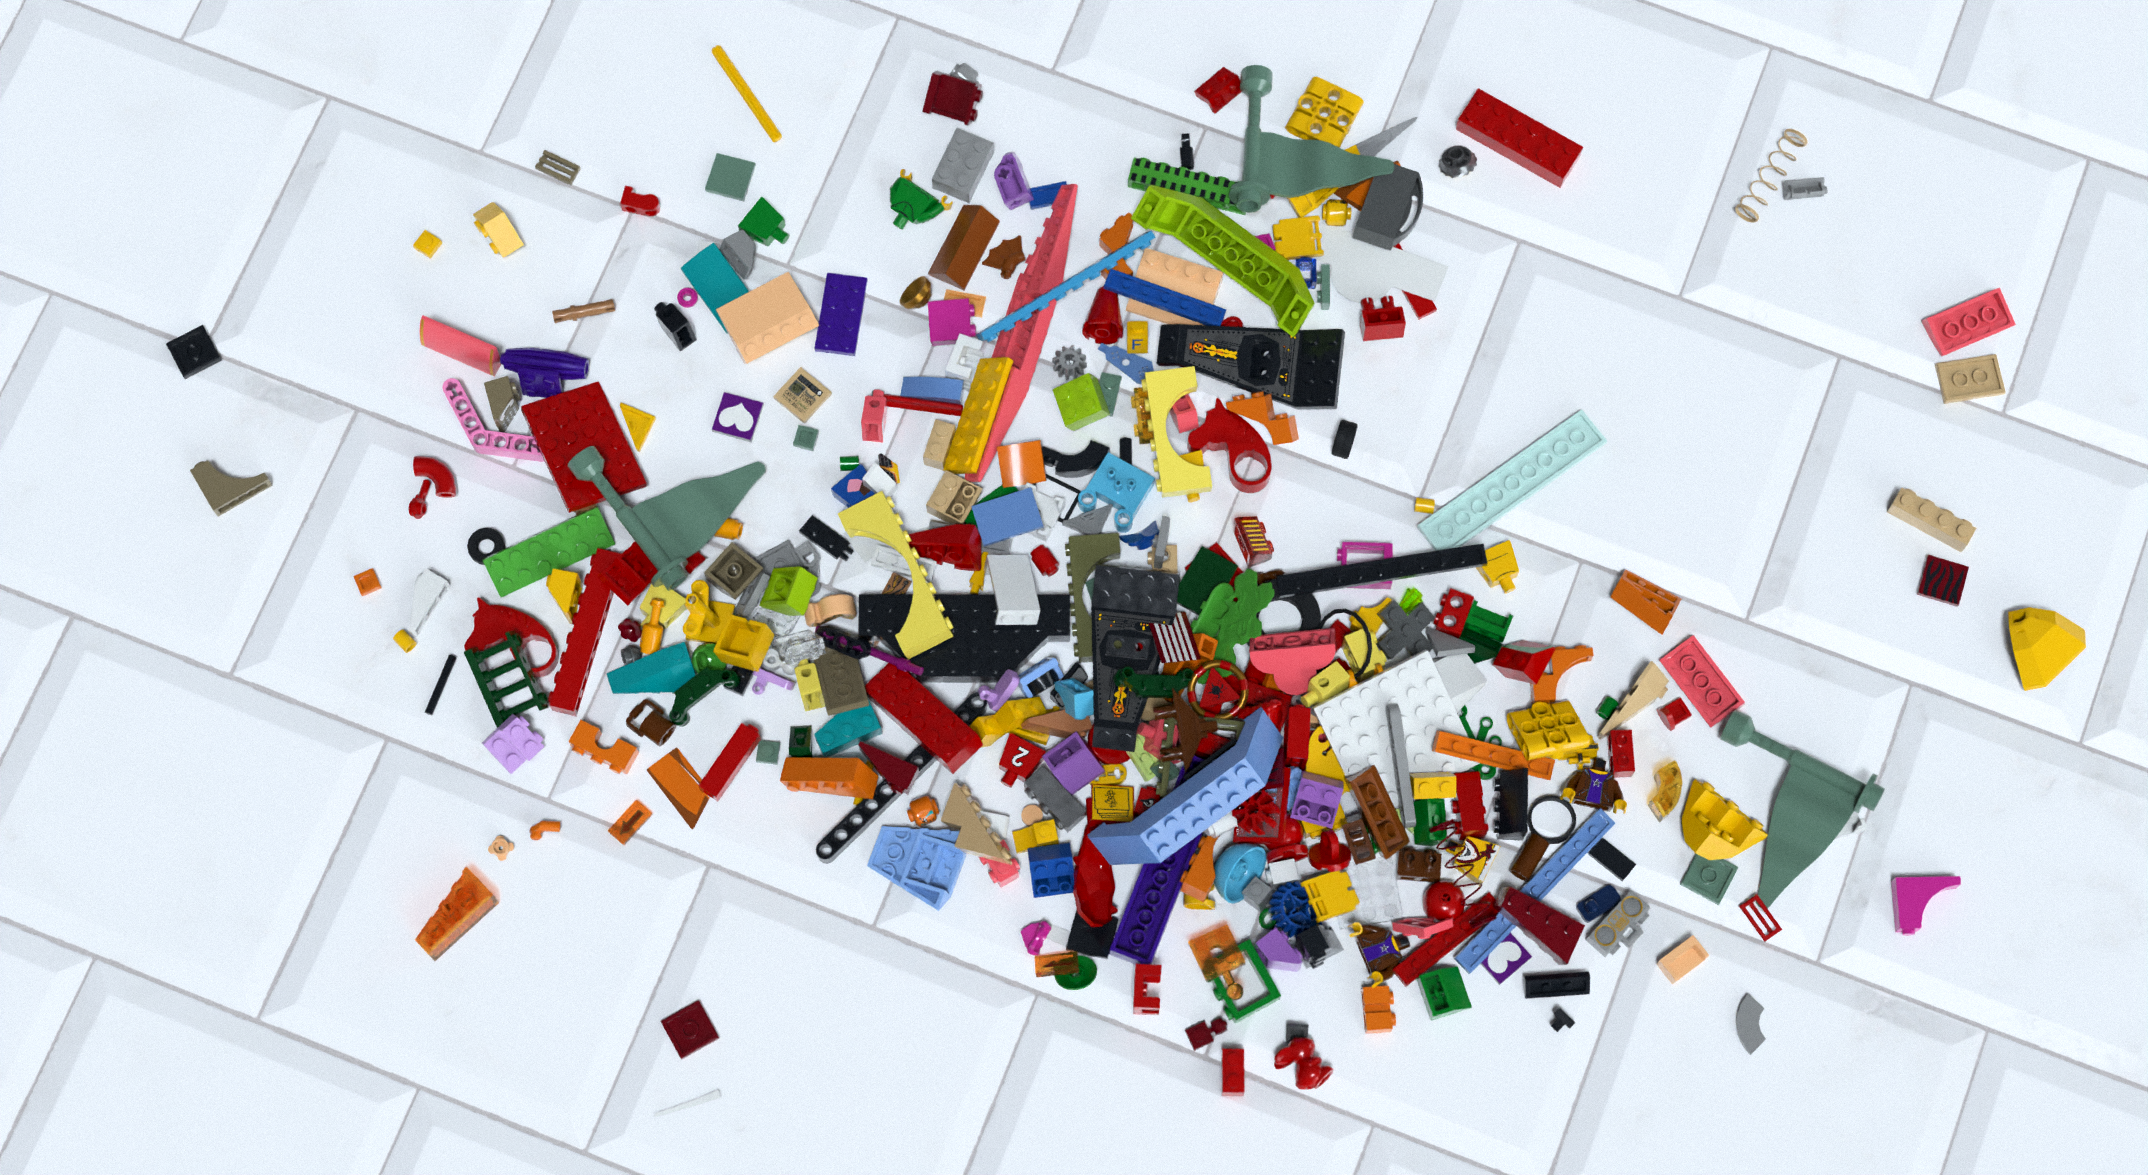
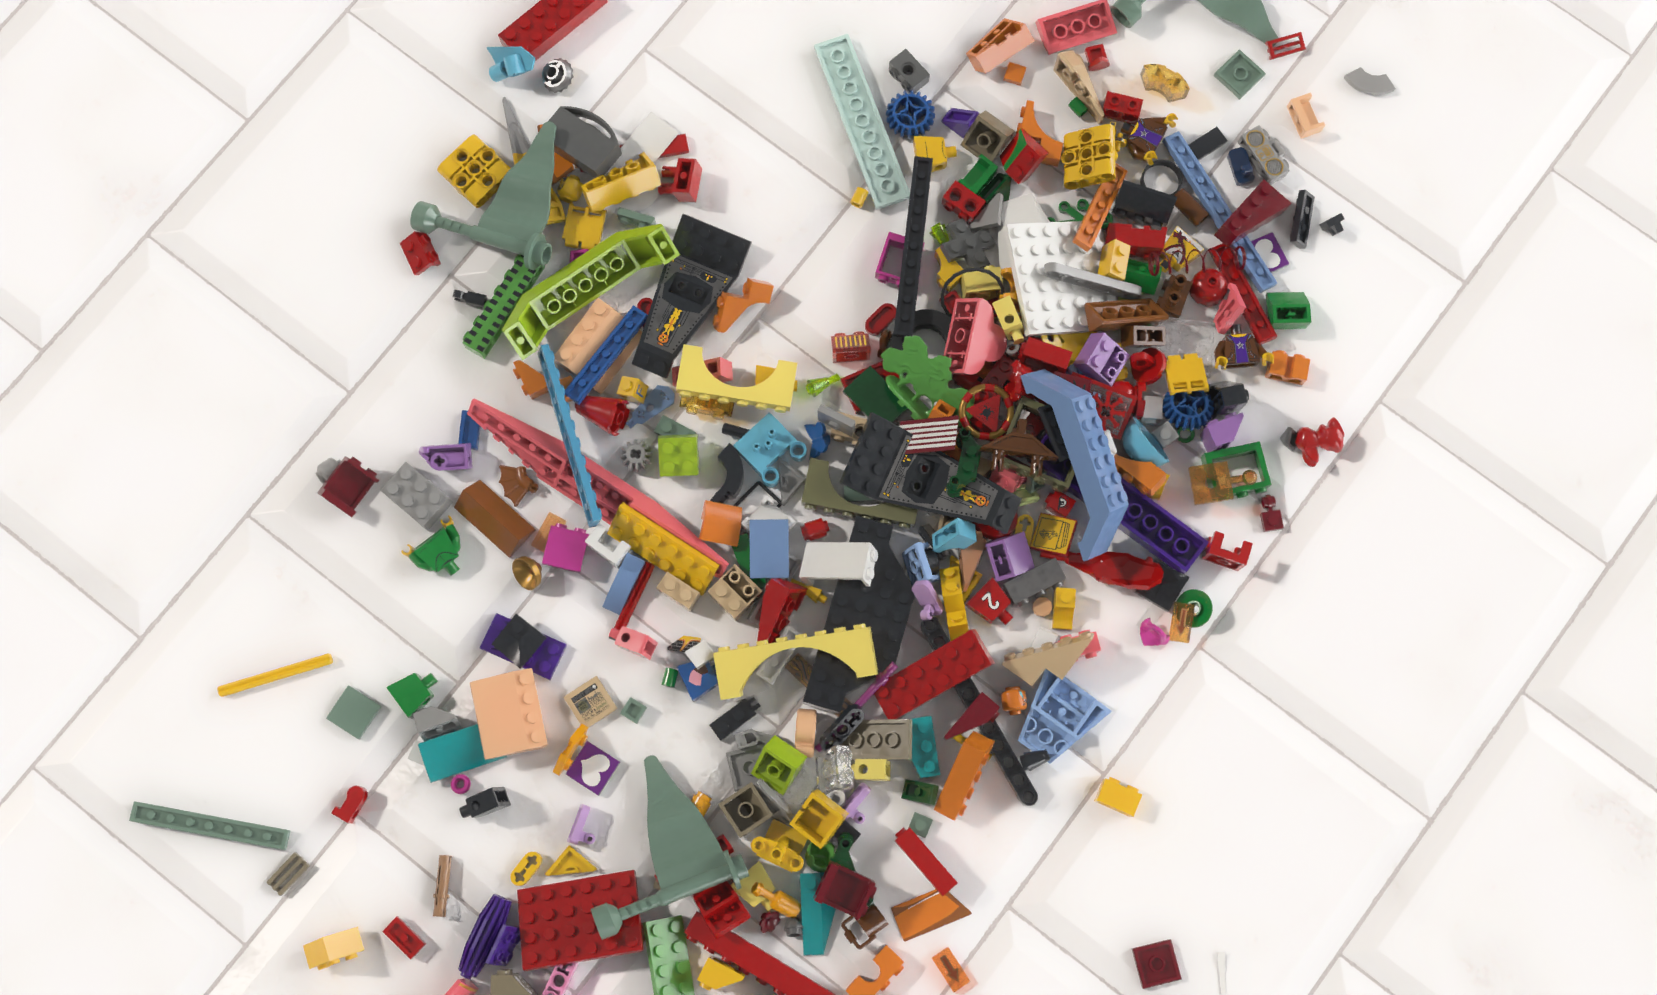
camera: 75 degrees left, 5 degrees up
(524, 291) = (404, 937): none -> red plate
(584, 82) = (209, 825): none -> sand green plate
(623, 380) = (529, 871): none -> yellow beam
(668, 419) = (576, 833): none -> lavender piece
(679, 687) = (845, 890): none -> dark red panel
(738, 385) = (564, 761): none -> light orange plate
(843, 306) = (519, 641): none -> black plate
(851, 944) = (1118, 797): none -> yellow brick
(865, 845) = (1034, 759): none -> black cone
(1051, 870) = (1096, 603): blue slope -> none
(1202, 522) = (816, 386): none -> clear neon green cone
(1232, 1072) = (1313, 501): red brick -> none
(1238, 438) = (752, 332): red animal -> none
(1293, 563) = (880, 319): none -> red tile
(1308, 270) = (616, 225): clear blue window -> none
(1344, 439) = (782, 243): black tyre -> none
(1355, 258) = (621, 183): none -> yellow wedge
(1453, 111) = (509, 62): none -> medium azure panel
(1532, 524) = (922, 109): none -> blue gear
(1537, 619) = (987, 136): none -> dark tan slope
(1547, 585) = (960, 120): none -> dark purple slope
(1593, 507) = (906, 62): none -> dark grey brick
(1623, 630) = (1014, 73): none -> orange tile
(1717, 826) = (1201, 53): yellow brick -> none

